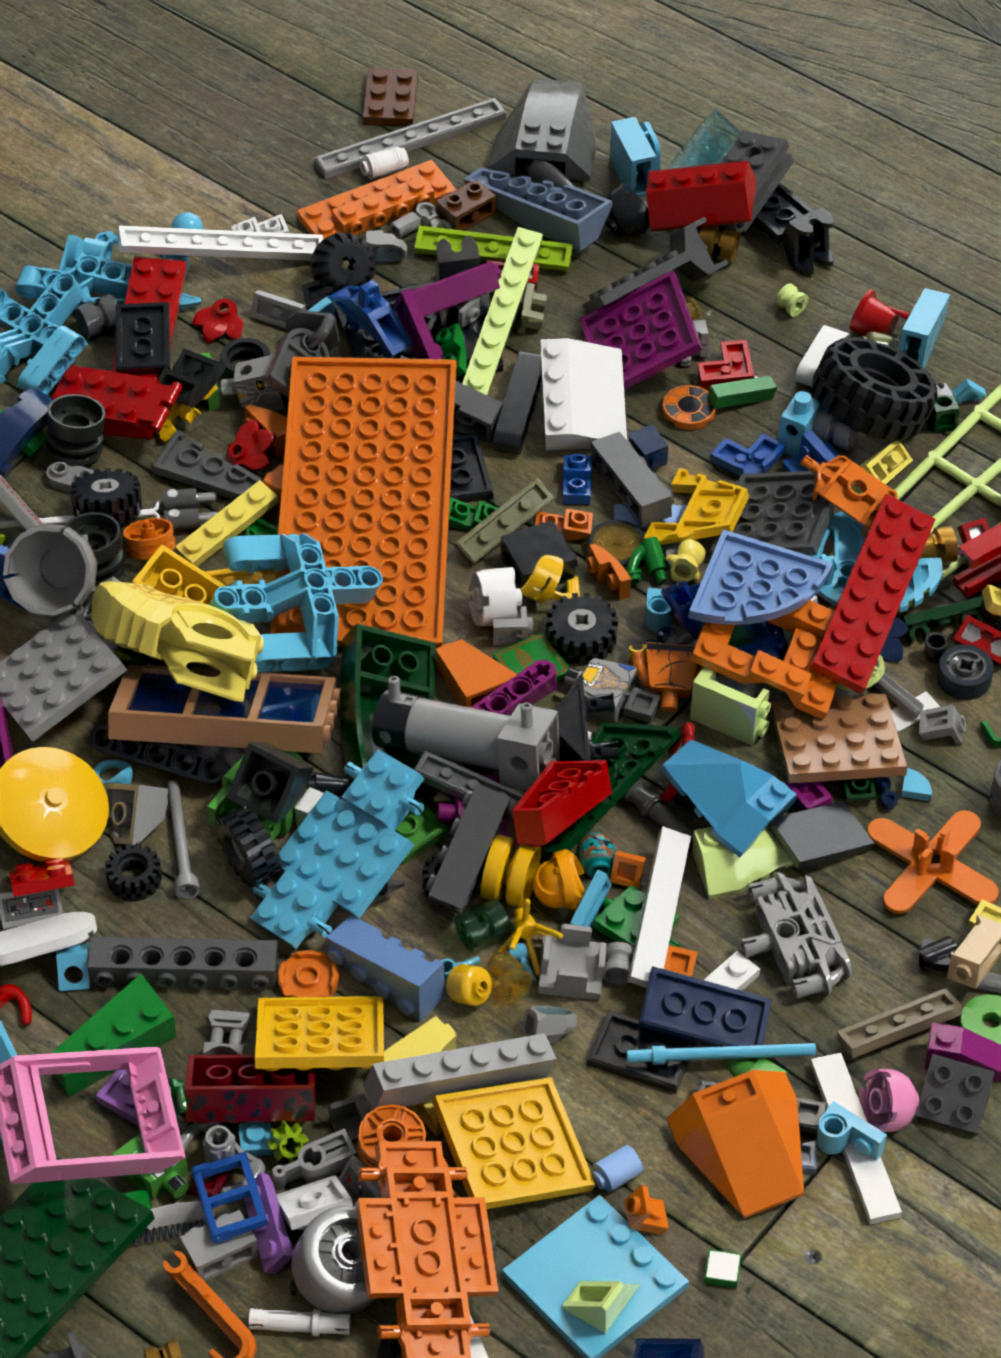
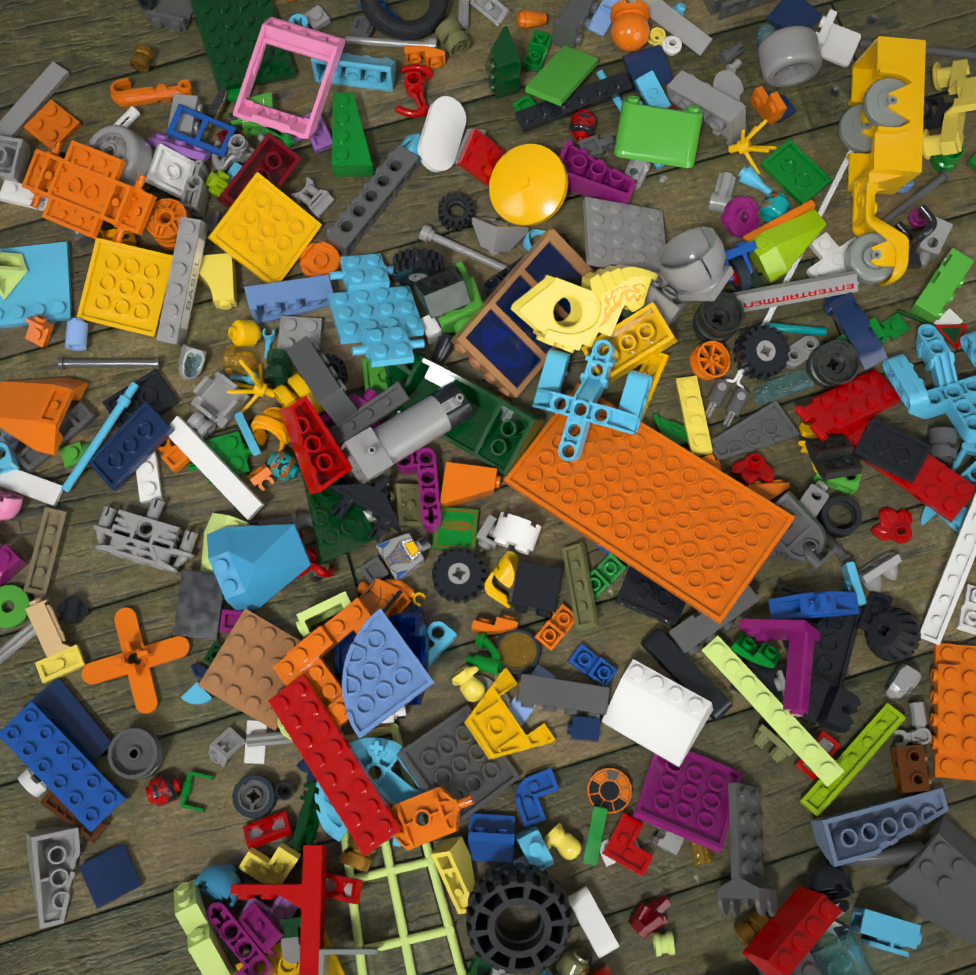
camera: 125 degrees right, 25 degrees up
(49, 491) = (799, 329): none -> teal bar
(118, 458) = (783, 387): none -> clear light blue hinge
(429, 932) = (295, 328): none -> light grey plate
(663, 1163) = (108, 363): none -> dark grey bar
(770, 412) = (564, 842): none -> light yellow animal
(778, 319) = (650, 916): none -> dark red rock

